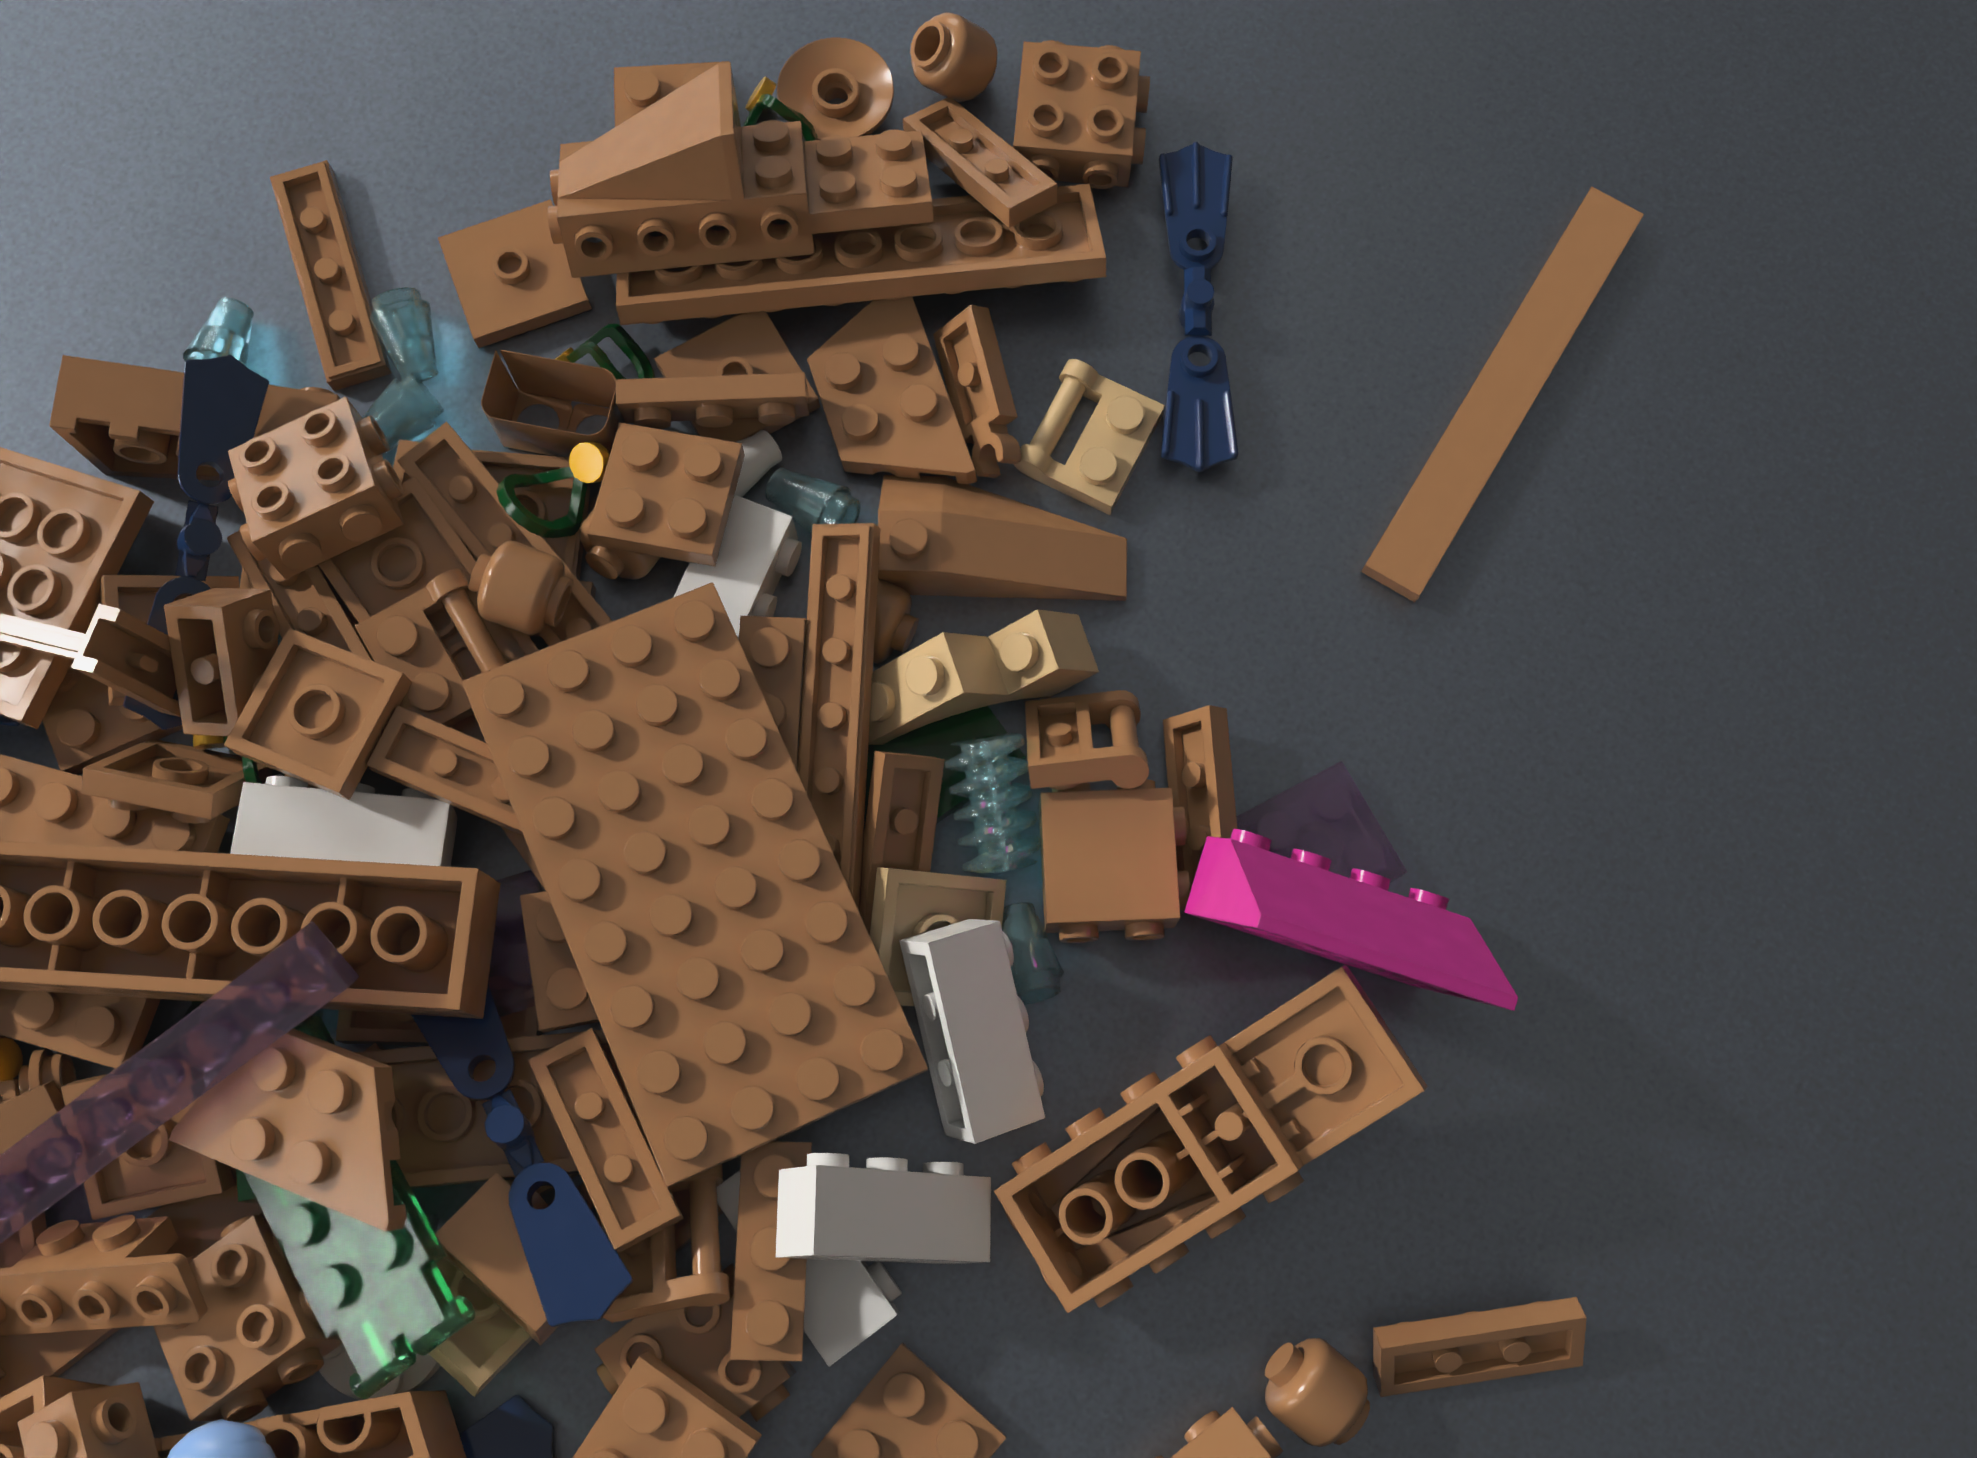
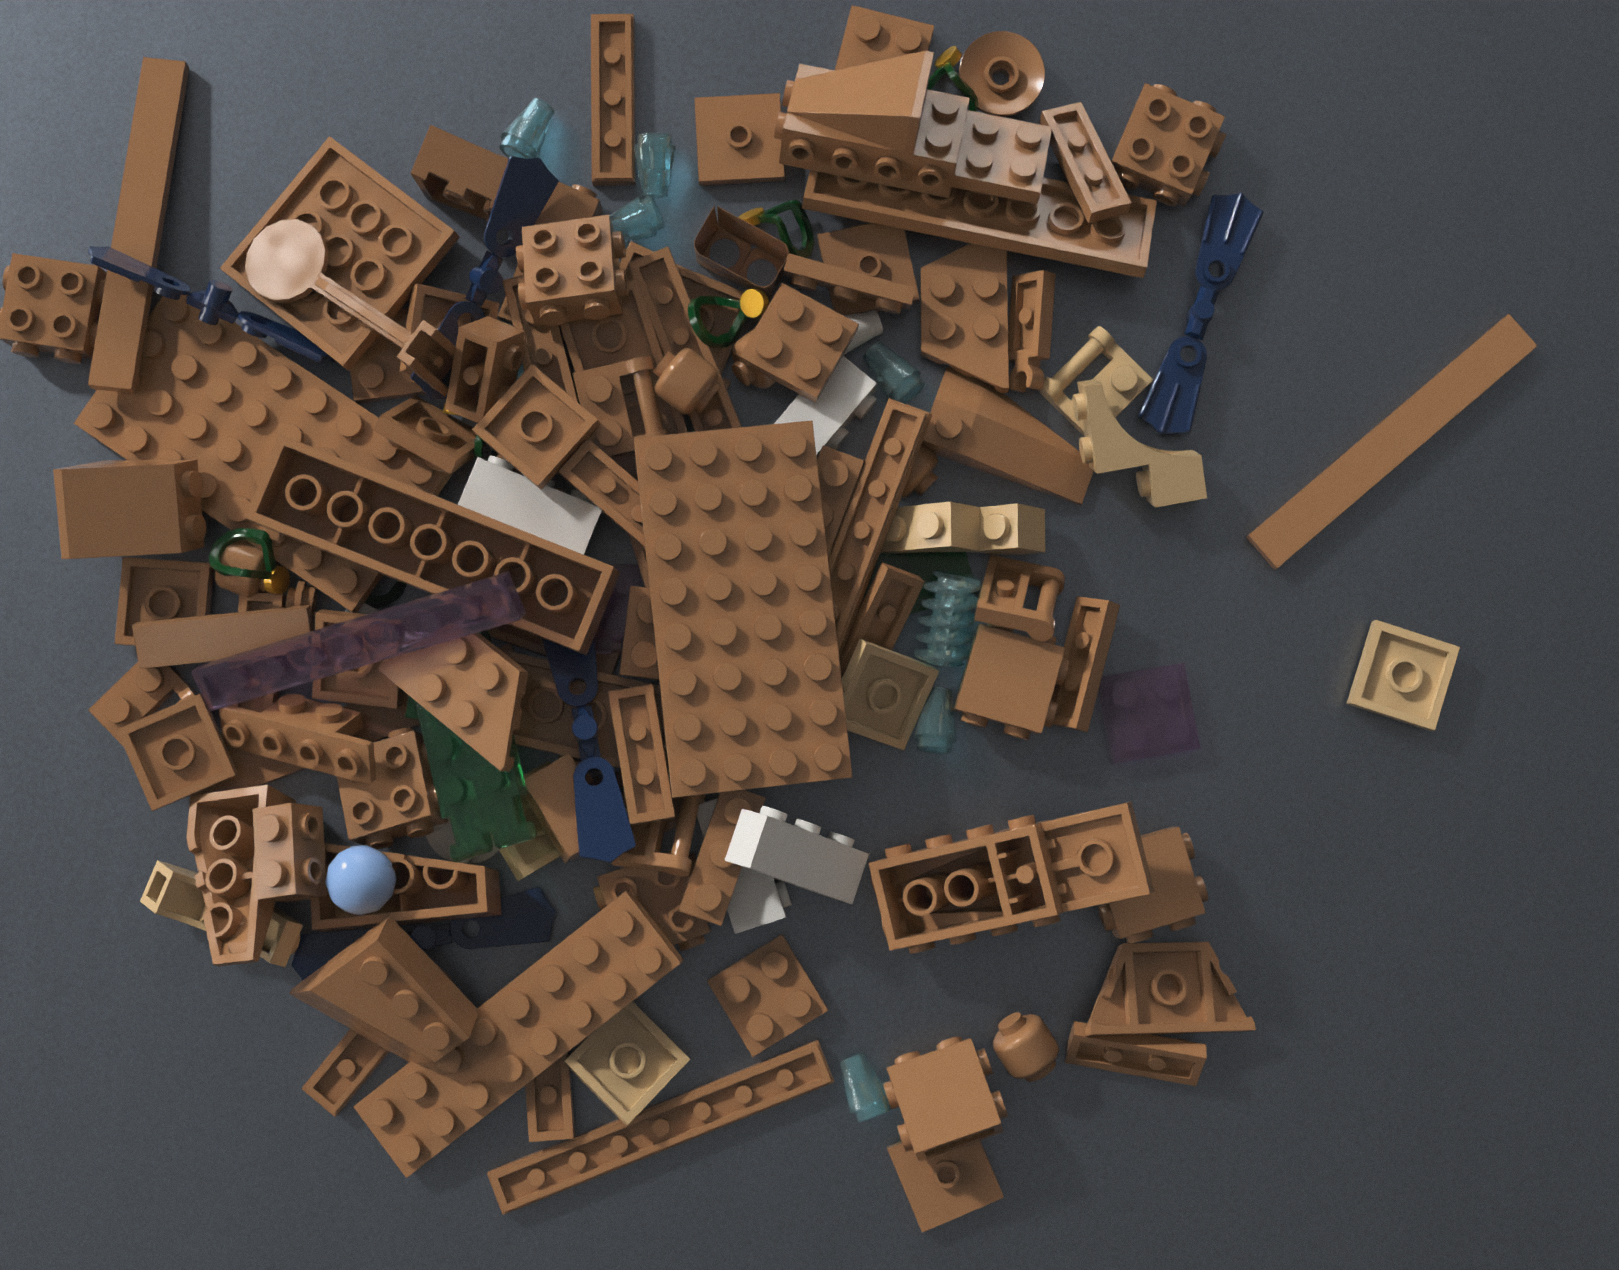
camera: 20 degrees right, 10 degrees up
(953, 57) = (1092, 76): medium nougat head -> none
(973, 1029) = (888, 759): white brick -> none
(1136, 499) = (1107, 447): none -> tan arch
(1345, 918) = (1144, 769): dark pink slope -> none
(1452, 1106) = (1176, 895): none -> medium nougat brick
(1490, 1239) = (1166, 992): none -> medium nougat wing
(1642, 684) = (1403, 675): none -> tan plate

